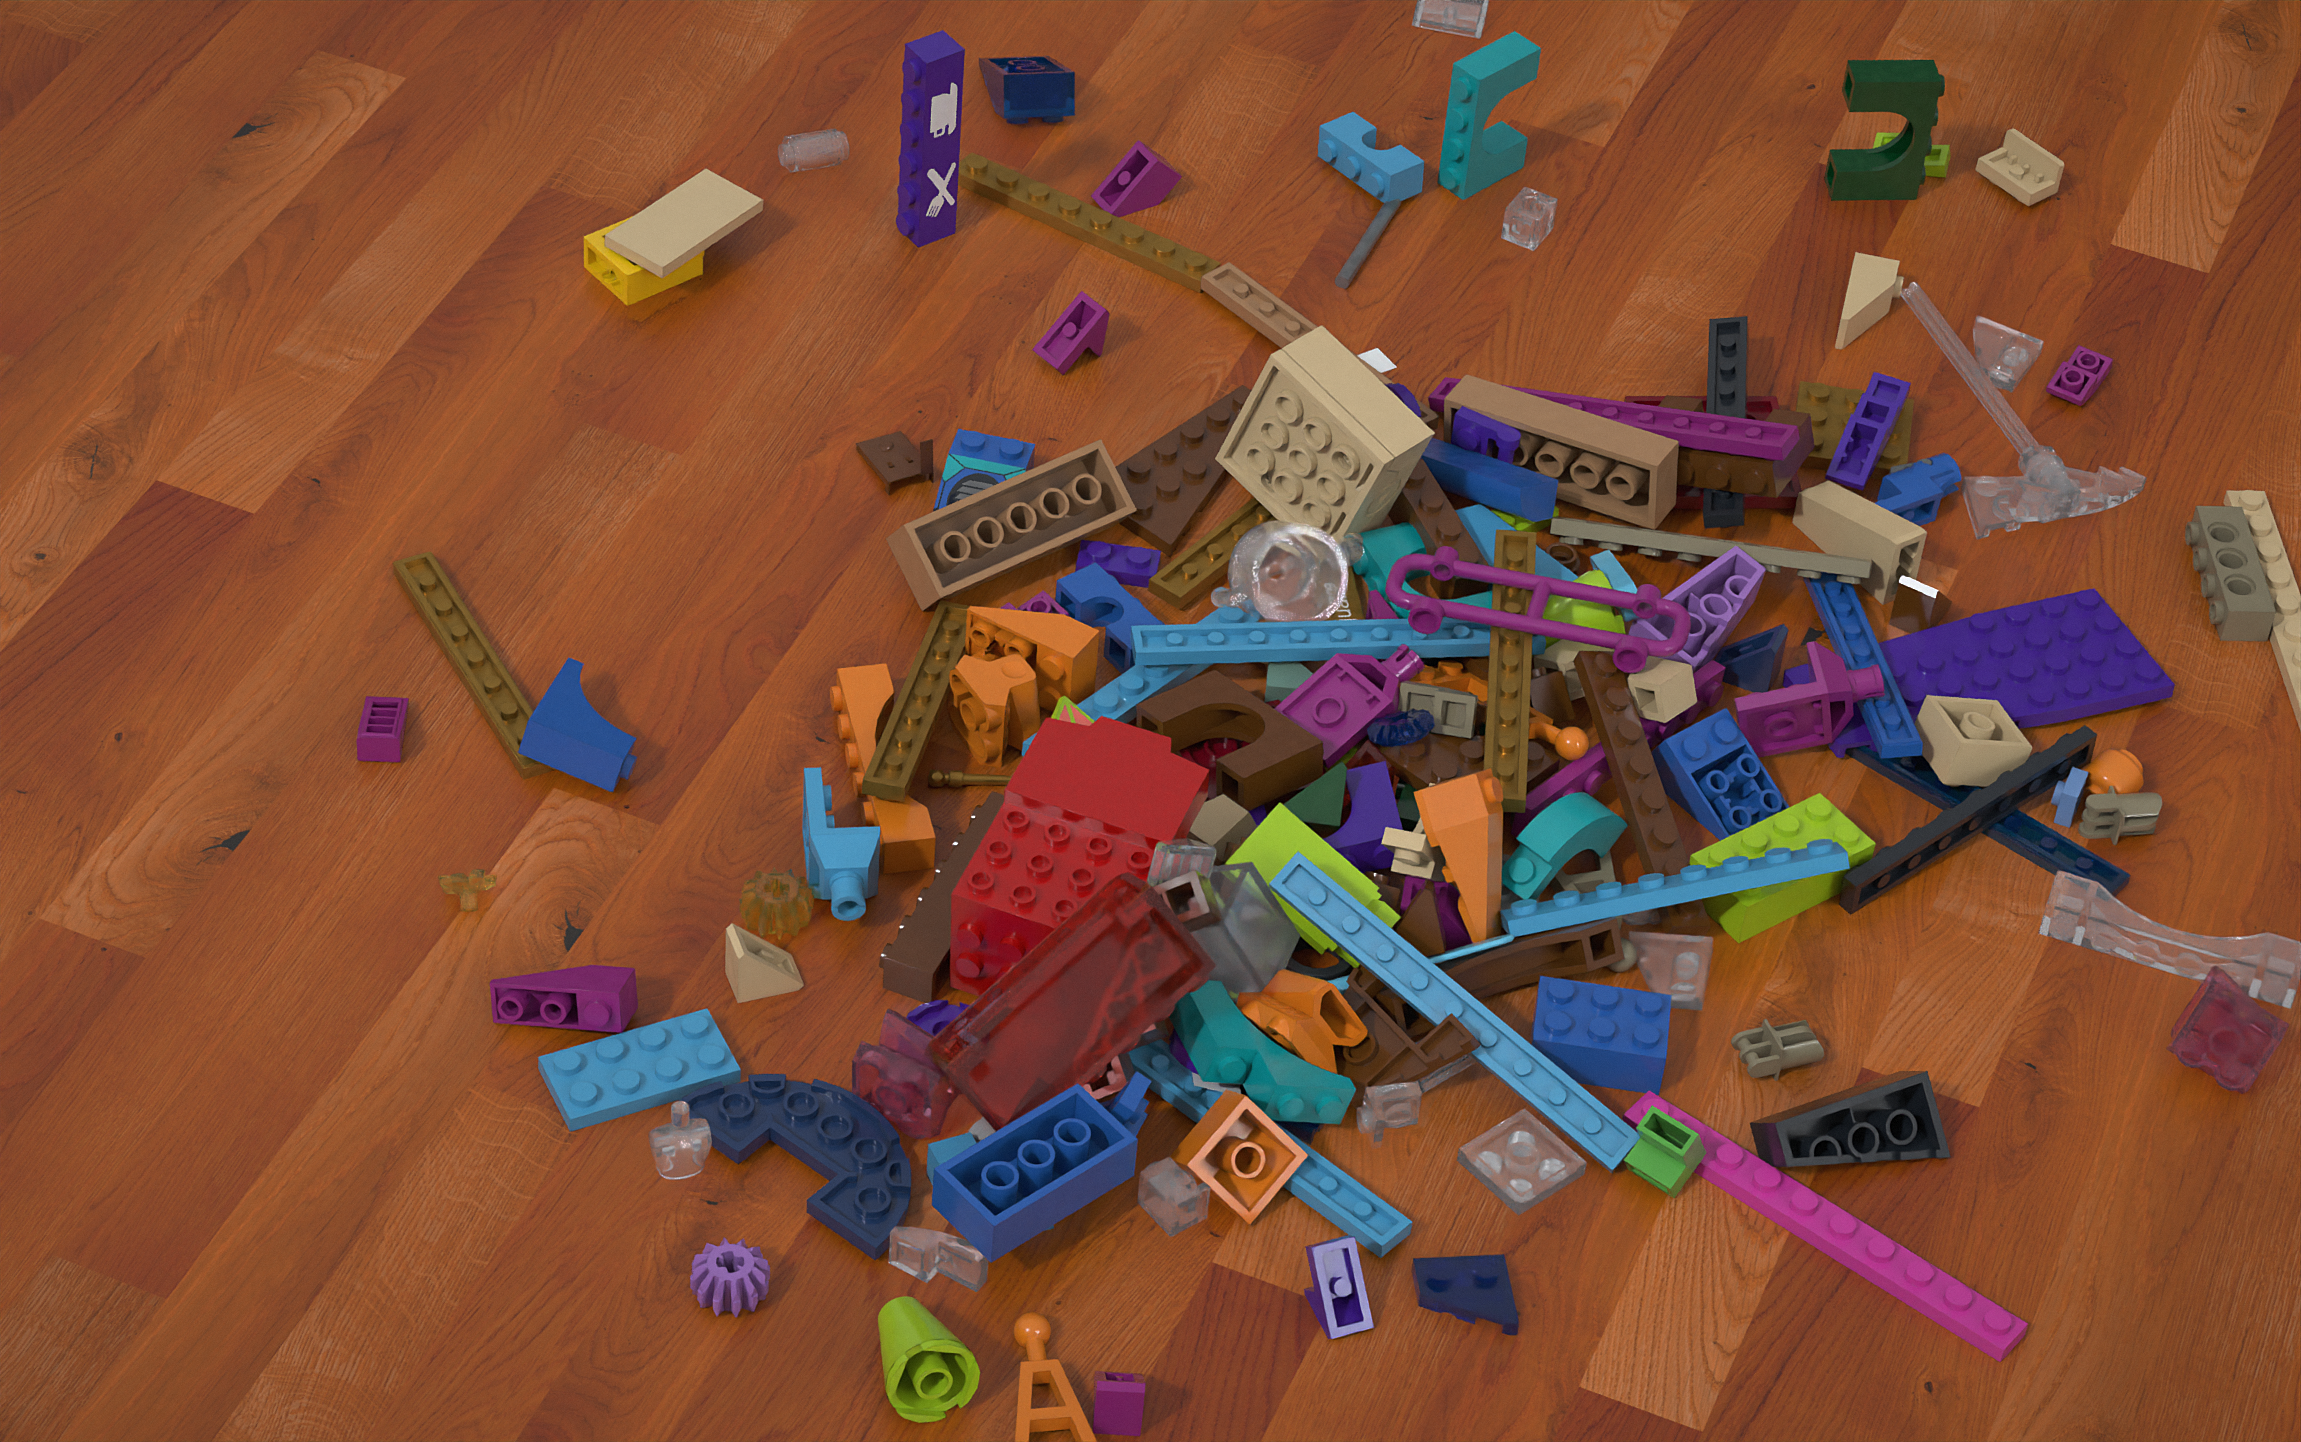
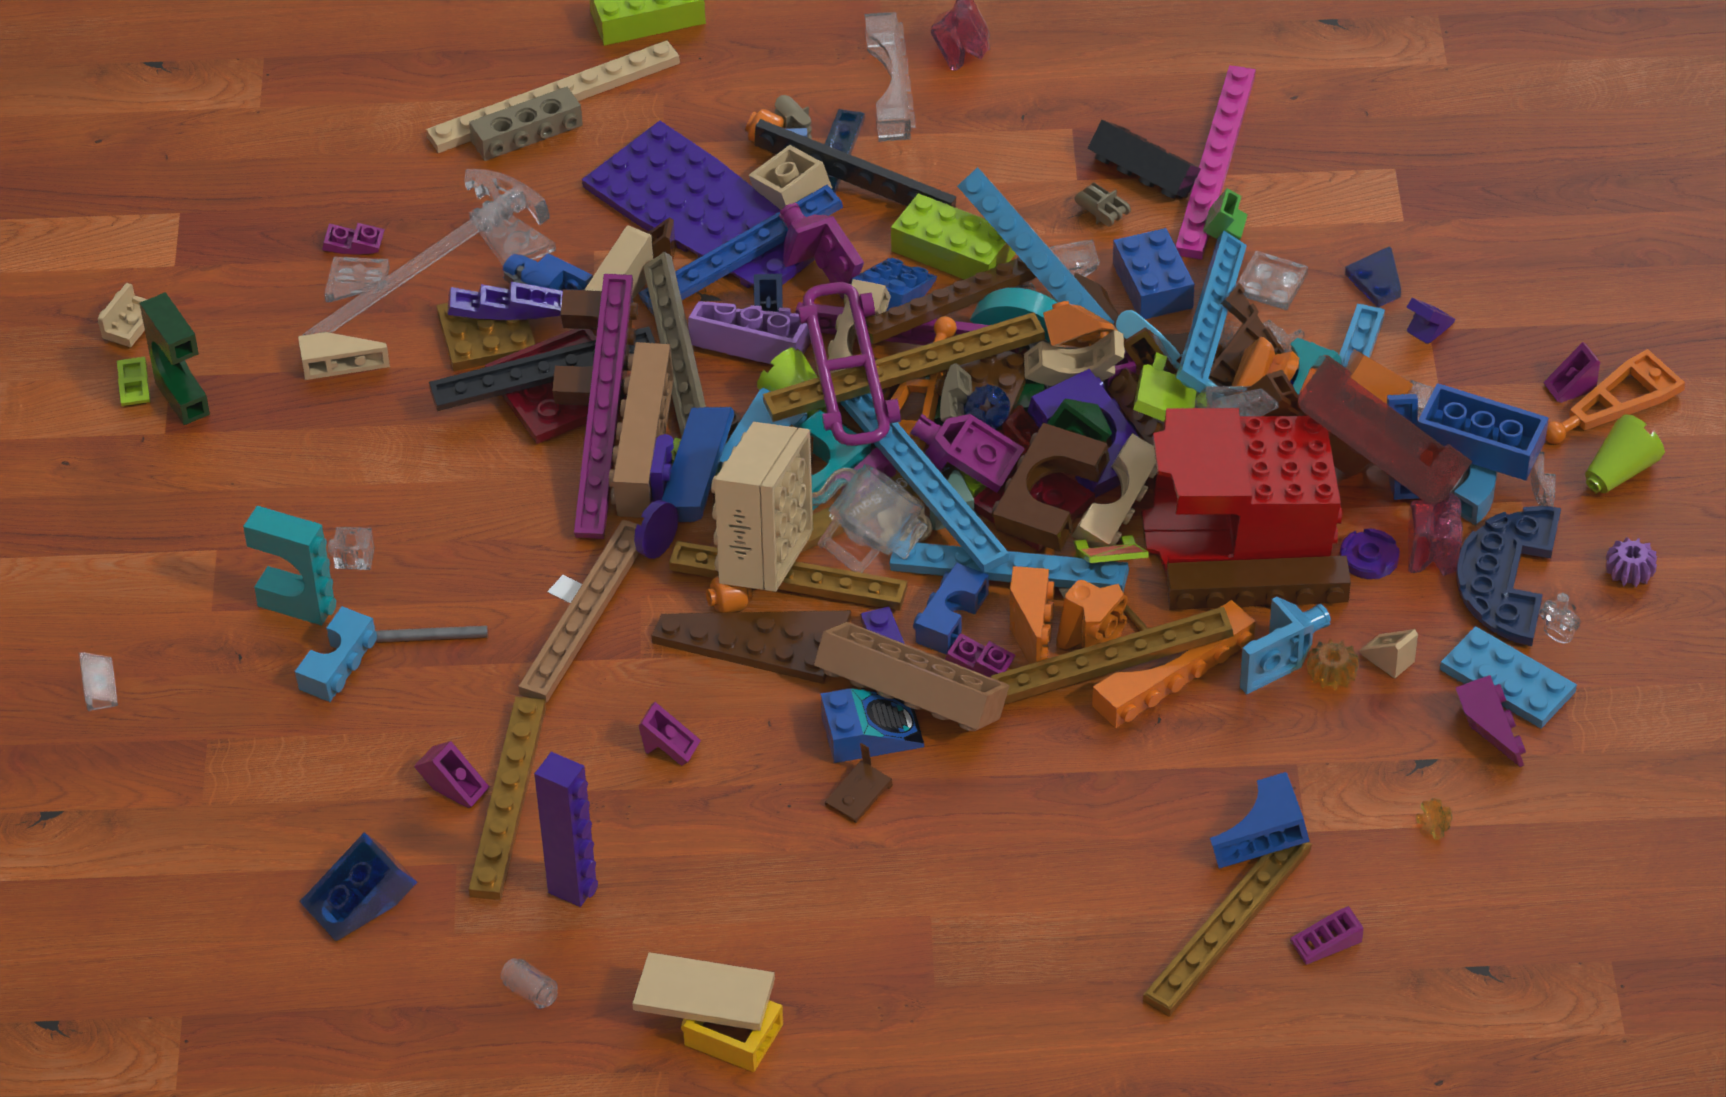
camera: 110 degrees left, 5 degrees up
(1616, 576) = (750, 373): medium azure beam -> none

